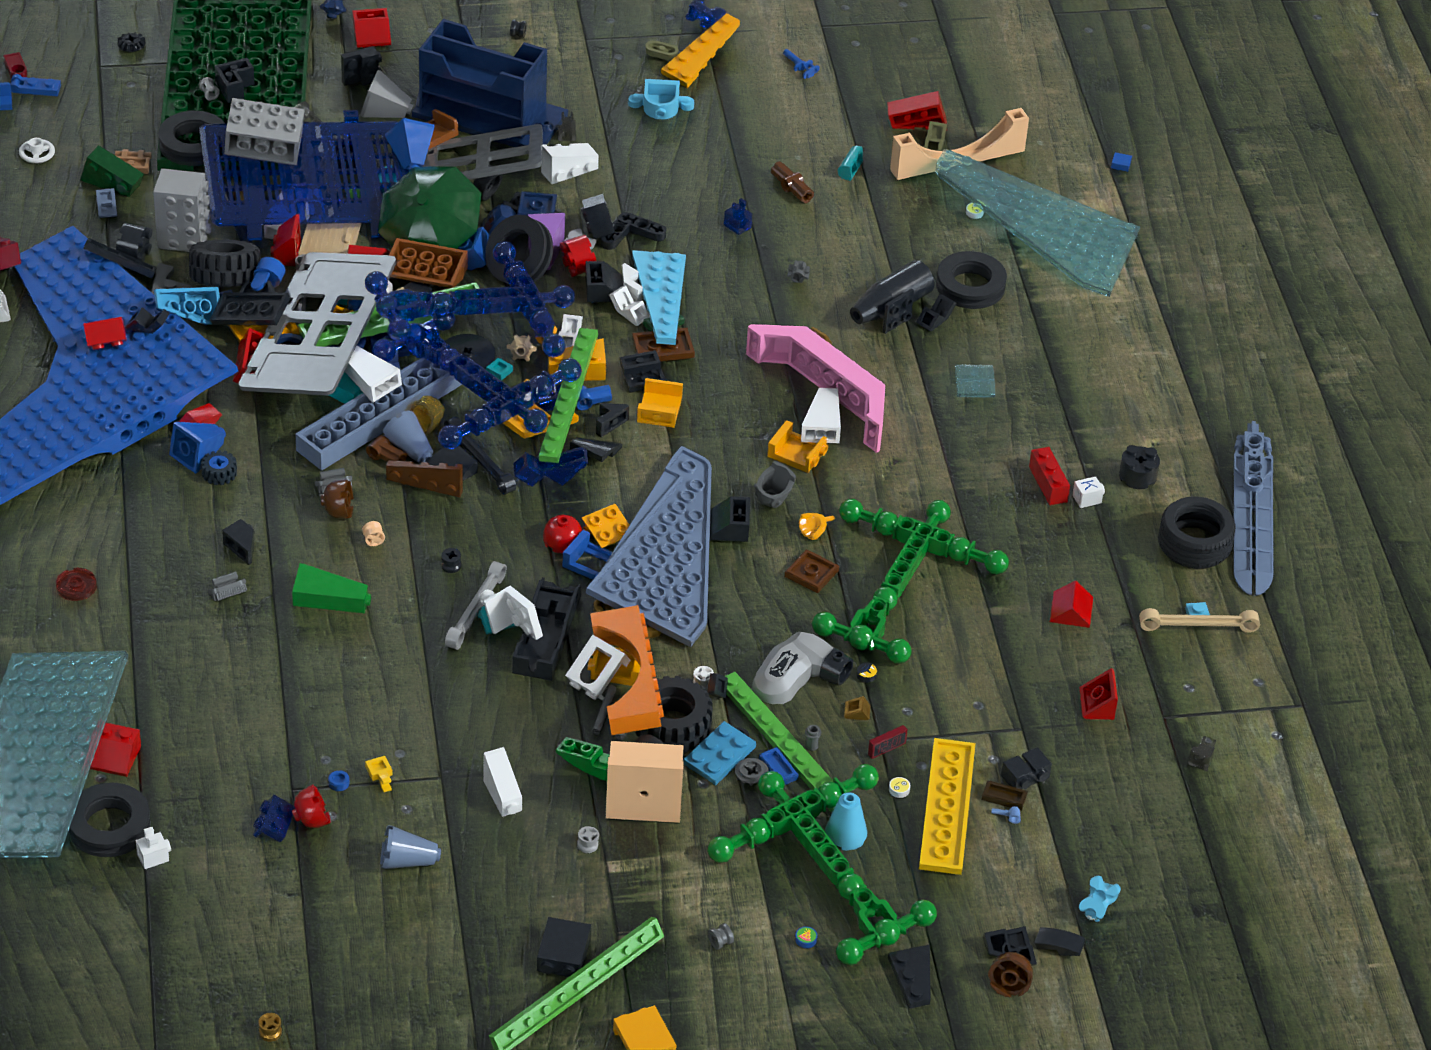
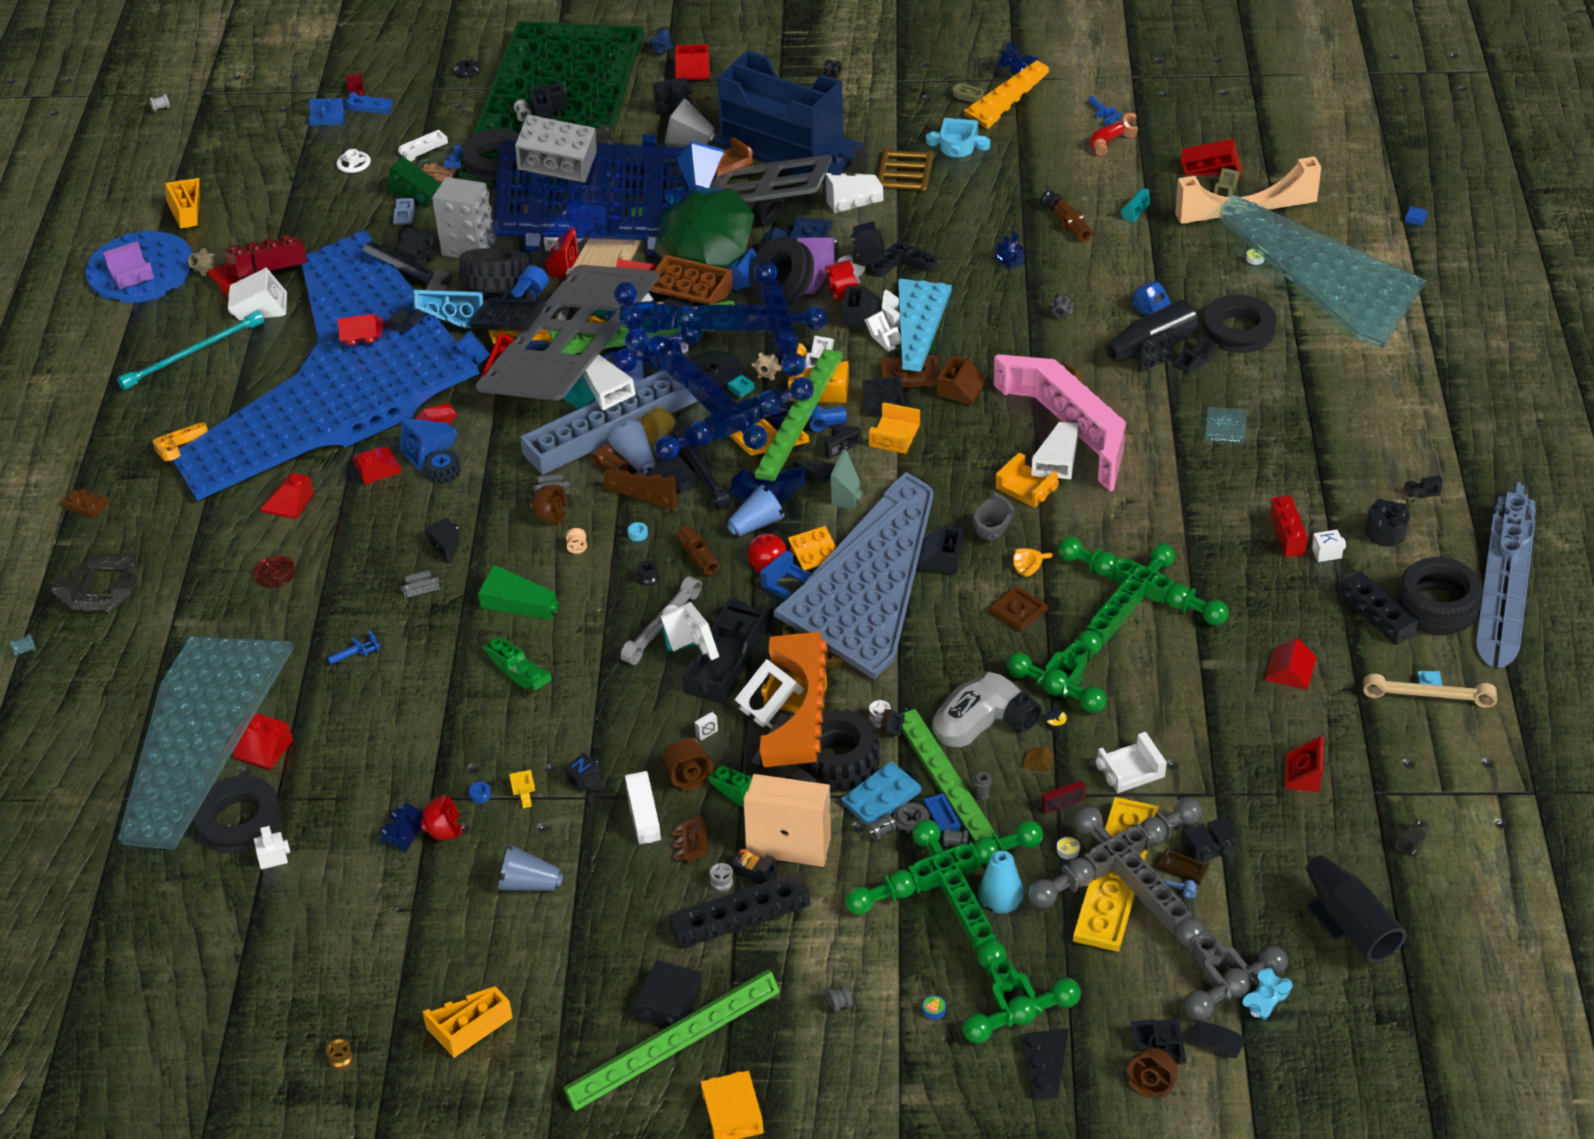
camera: 15 degrees right, 0 degrees up
(70, 507) = (289, 496): none -> red slope
(107, 129) = (422, 145): none -> white plate
(149, 141) = (455, 159): none -> blue plate
(150, 470) = (376, 464): none -> red slope
(181, 652) = (358, 647): none -> blue piece
(224, 344) = (473, 347): none -> blue arch
(344, 659) = (515, 665): none -> green slope
(385, 987) = (468, 1021): none -> light orange wedge
(430, 520) = (637, 531): none -> medium azure tile
(434, 754) = (582, 772): none -> black brick
(495, 535) = (698, 550): none -> reddish brown piece
(534, 738) = (687, 763): none -> reddish brown brick
(542, 702) = (706, 726): none -> white tile
(545, 494) = (756, 512): none -> medium blue cone
(552, 807) = (691, 840): none -> reddish brown plate
(612, 867) = (739, 910): none -> black brick
(616, 827) = (753, 866): none -> black leg
(626, 461) = (845, 483): none -> sand green slope
(635, 130) = (882, 173): none -> pearl gold bar
(715, 352) = (960, 380): none -> reddish brown slope
(723, 789) = (874, 830): none -> dark grey bush
(766, 160) = (1050, 199): none -> black wheel
(796, 787) = (954, 838): none -> dark grey bush
(805, 92) = (1102, 137): none -> piece
(883, 259) = (1150, 298): none -> blue helmet
(944, 707) = (1132, 764): none -> white panel
(953, 789) = (1123, 852): none -> dark grey piece
(1142, 547) = (1378, 608): none -> black brick
(1162, 819) = (1353, 910): none -> black piece
(1171, 431) = (1426, 488): none -> black plate

